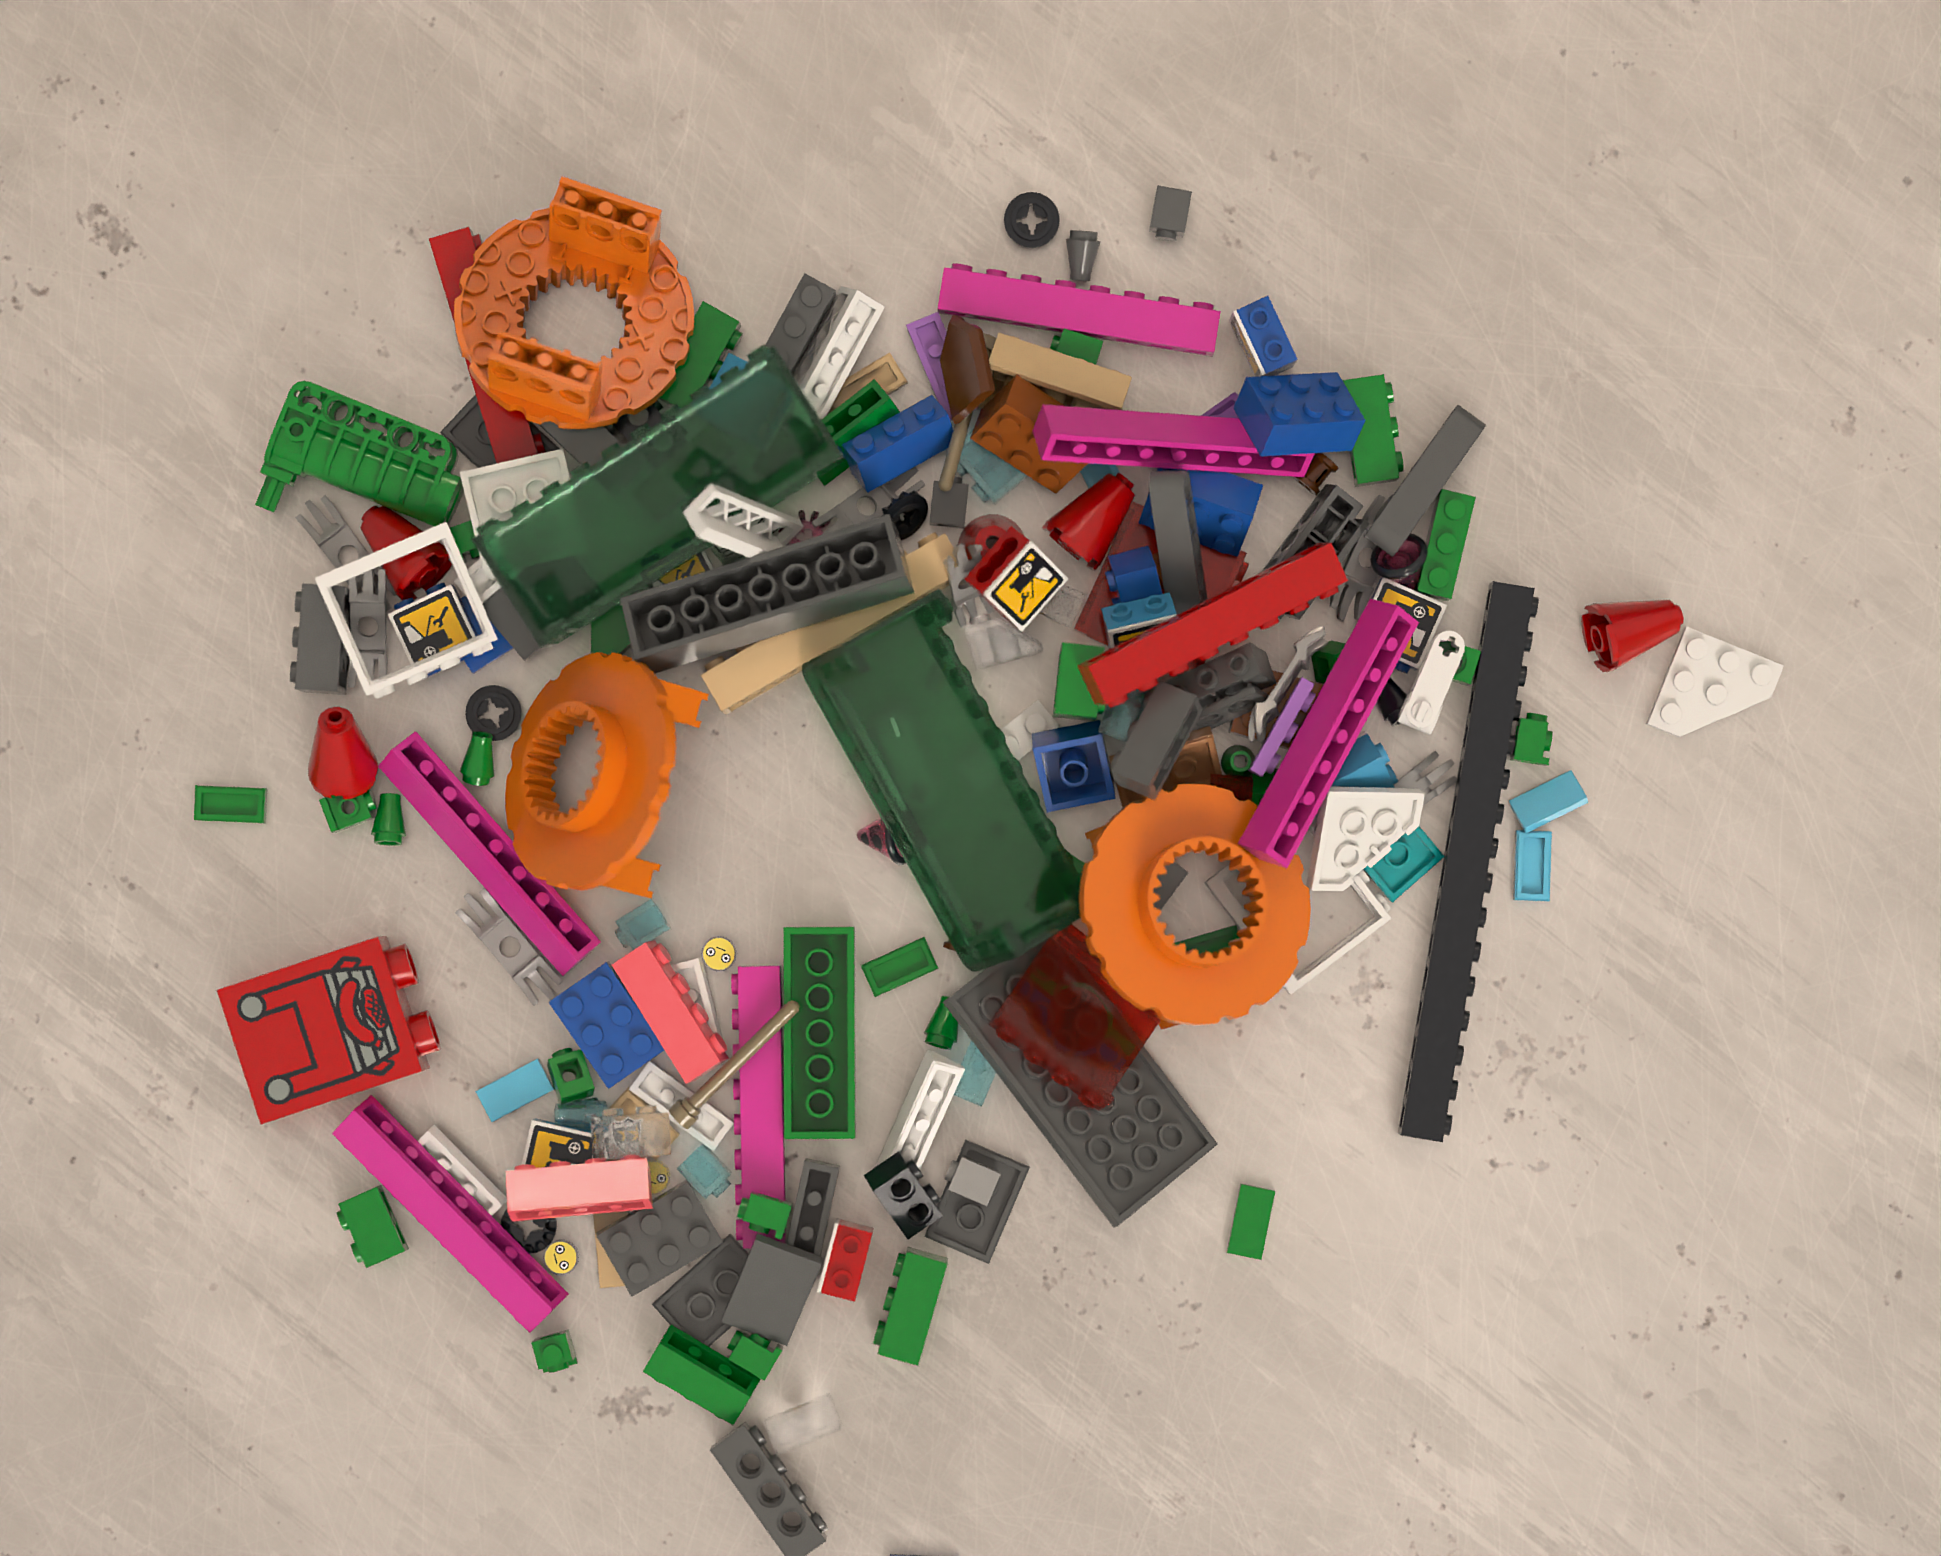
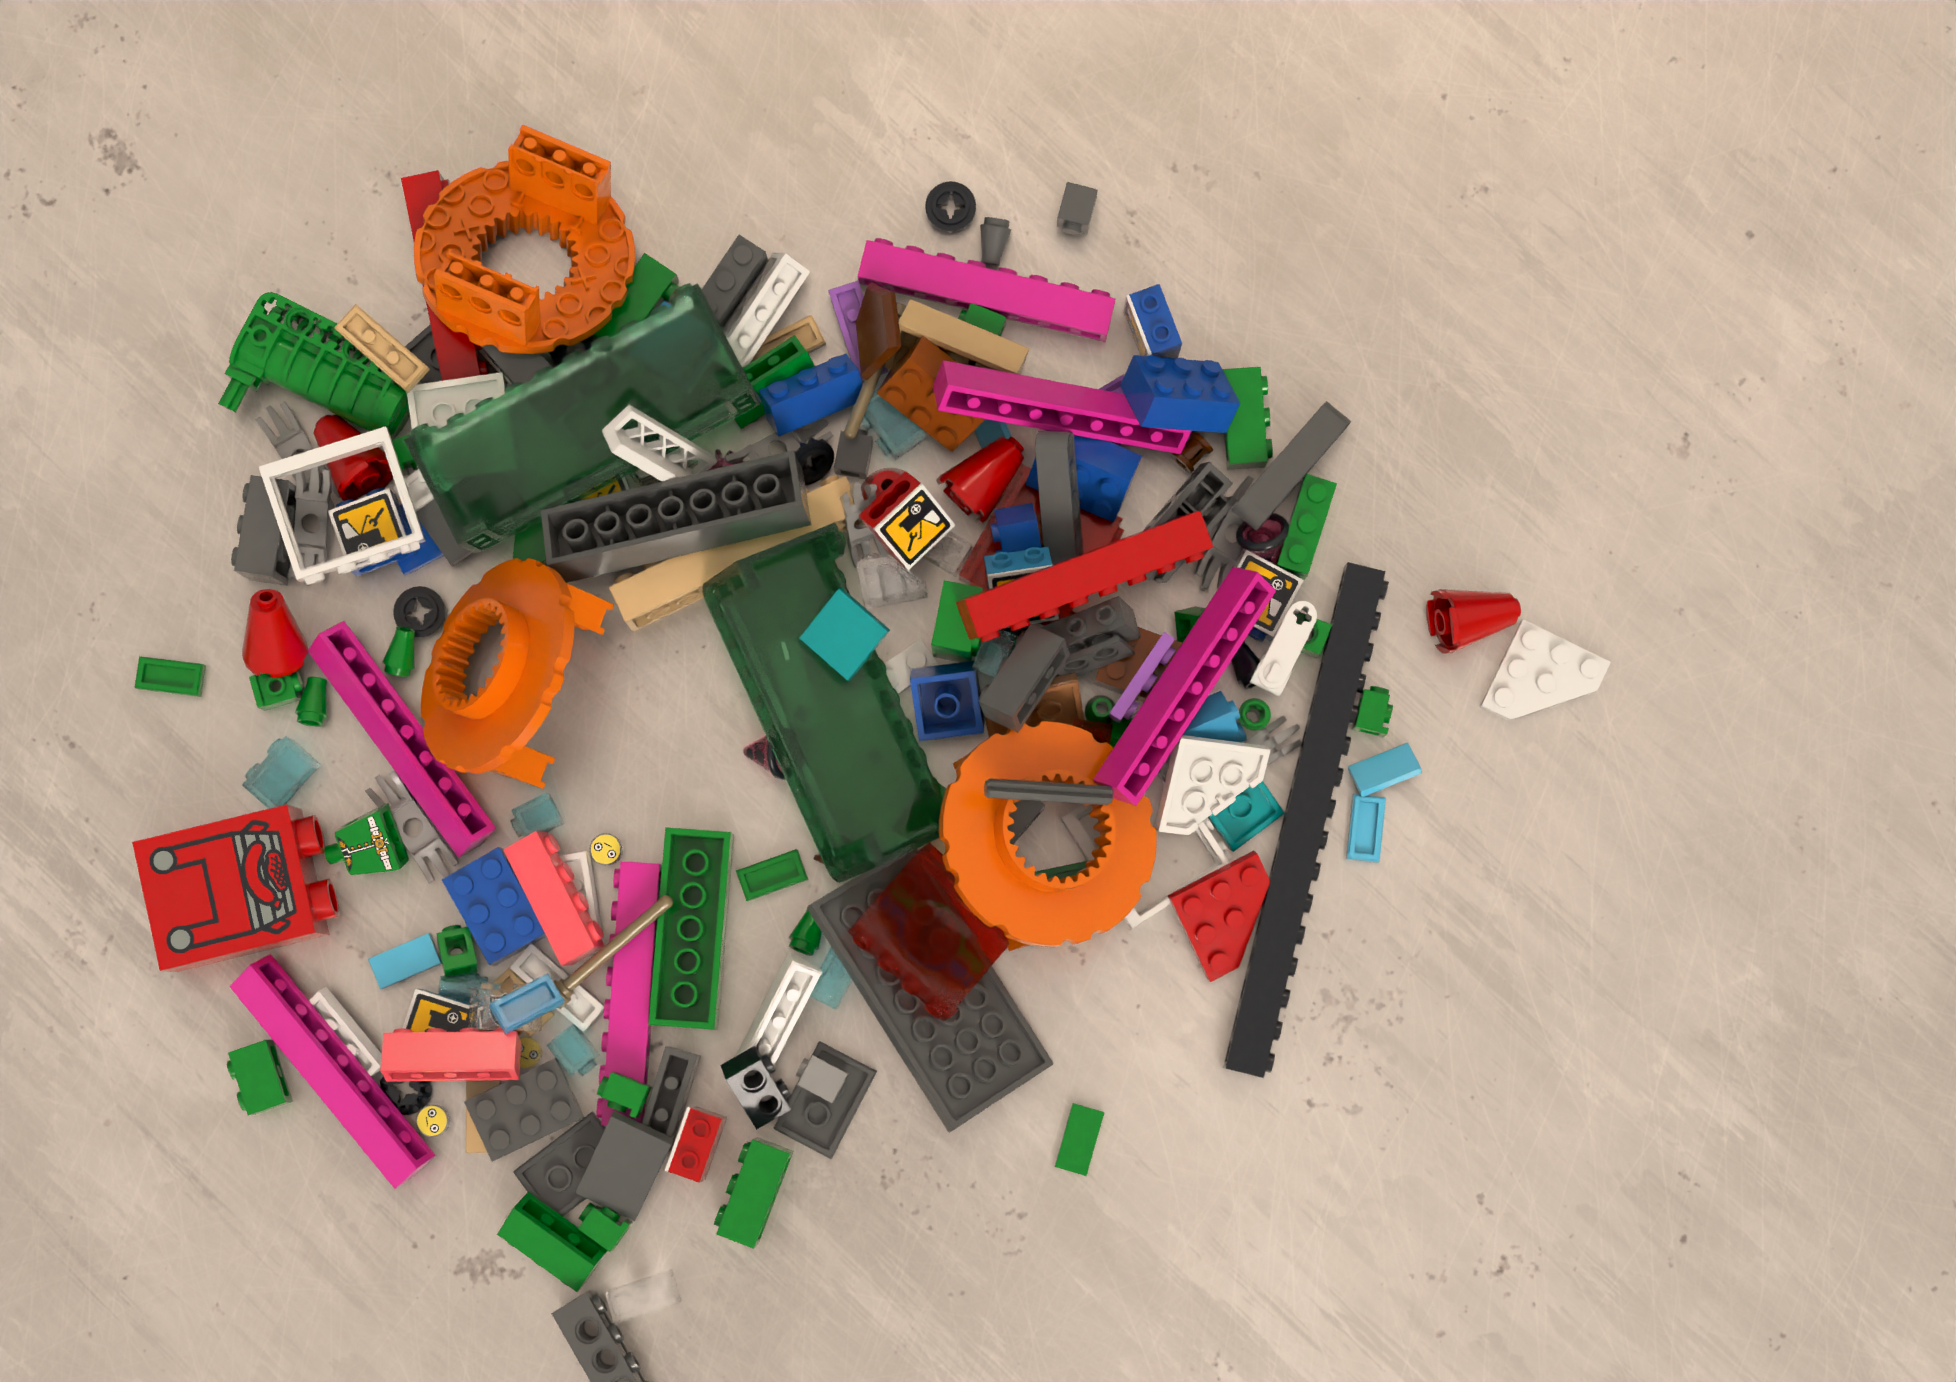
camera: 10 degrees right, 5 degrees down
(362, 900) = (280, 773): none -> clear light blue brick
(431, 434) = (382, 348): none -> tan tile
(465, 969) = (369, 844): none -> green torso
(554, 1351) = (417, 1209): green brick -> none
(654, 1127) = (526, 1003): none -> dark azure tile
(958, 705) = (844, 634): none -> teal tile
(1193, 863) = (1048, 791): none -> dark grey axle
(1266, 711) = (1129, 661): light grey piece -> none
(1385, 970) = (1222, 912): none -> red plate
(1413, 751) = (1260, 708): none -> green cone

